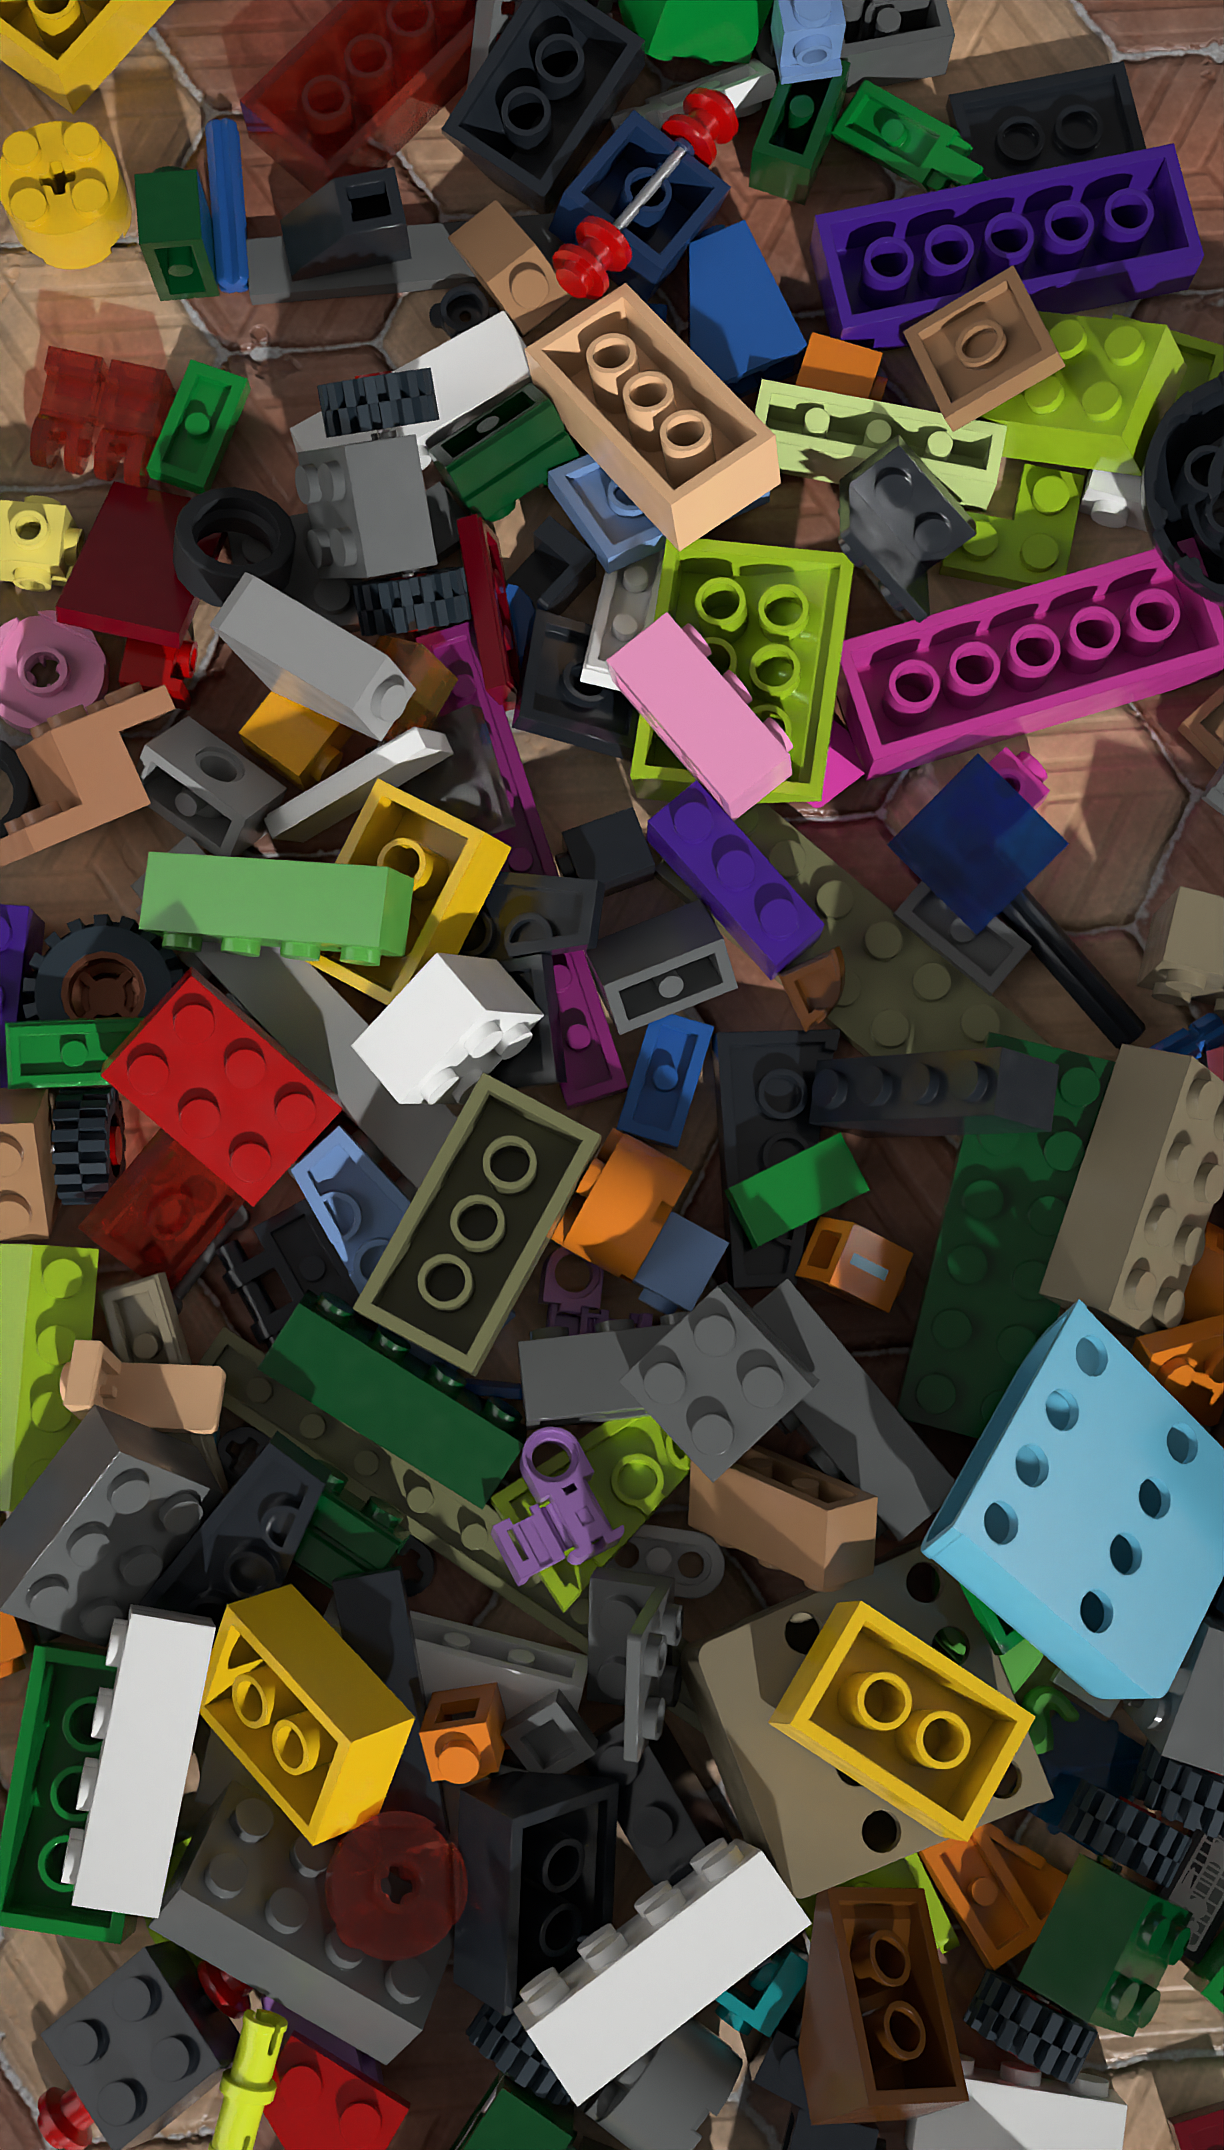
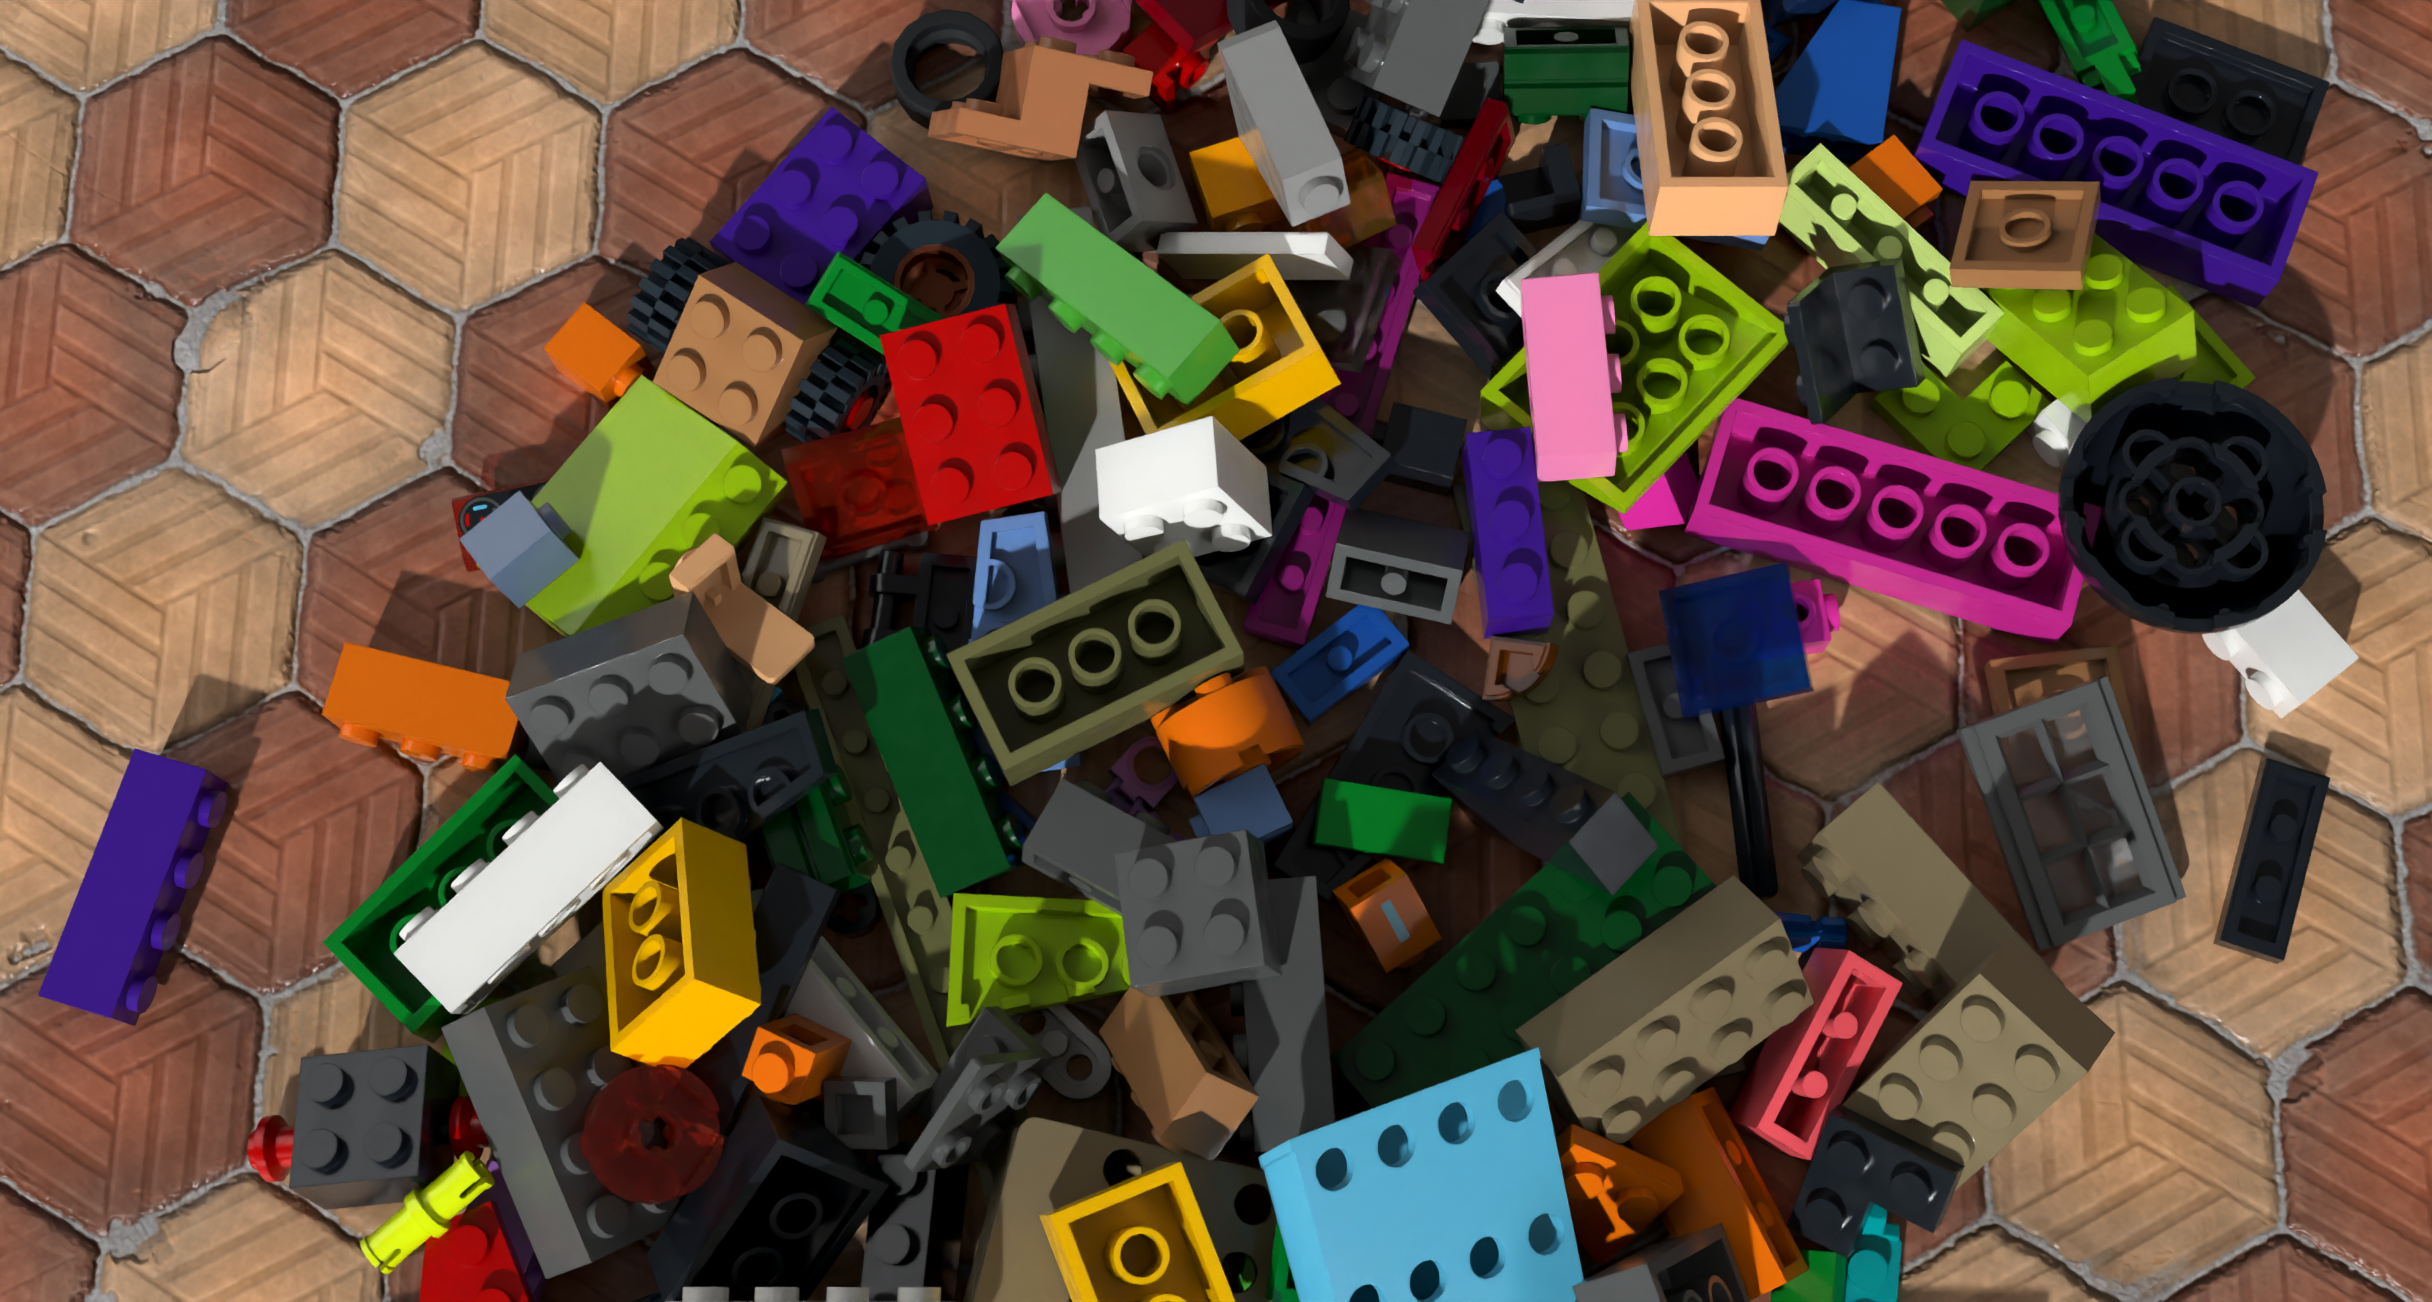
camera: 40 degrees right, 5 degrees down
(566, 1522) = (1000, 951): medium lavender piece -> none

